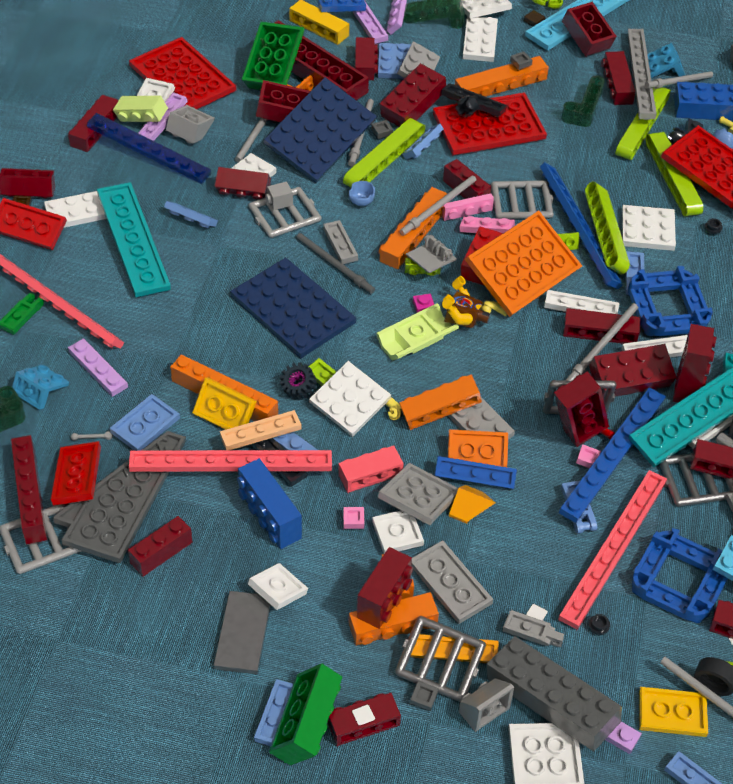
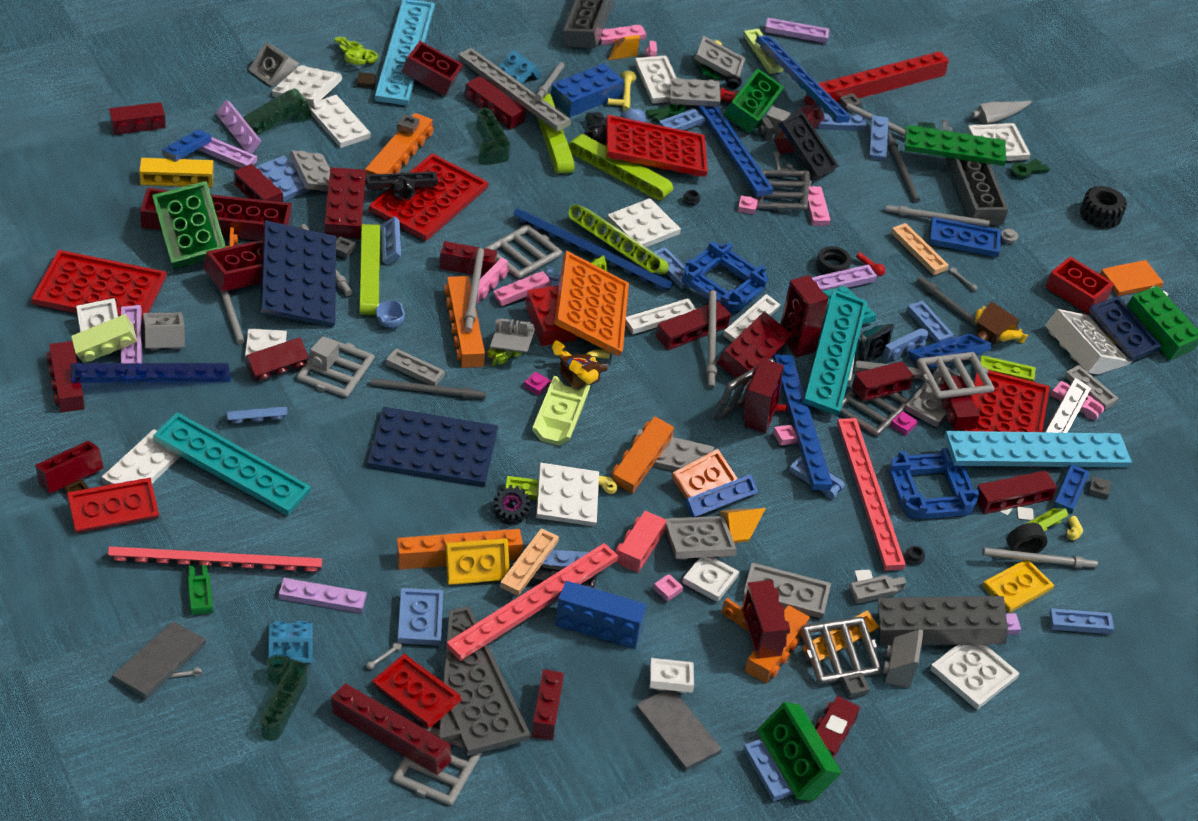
camera: 45 degrees left, 5 degrees down
(713, 509) = (903, 423): none -> dark pink plate

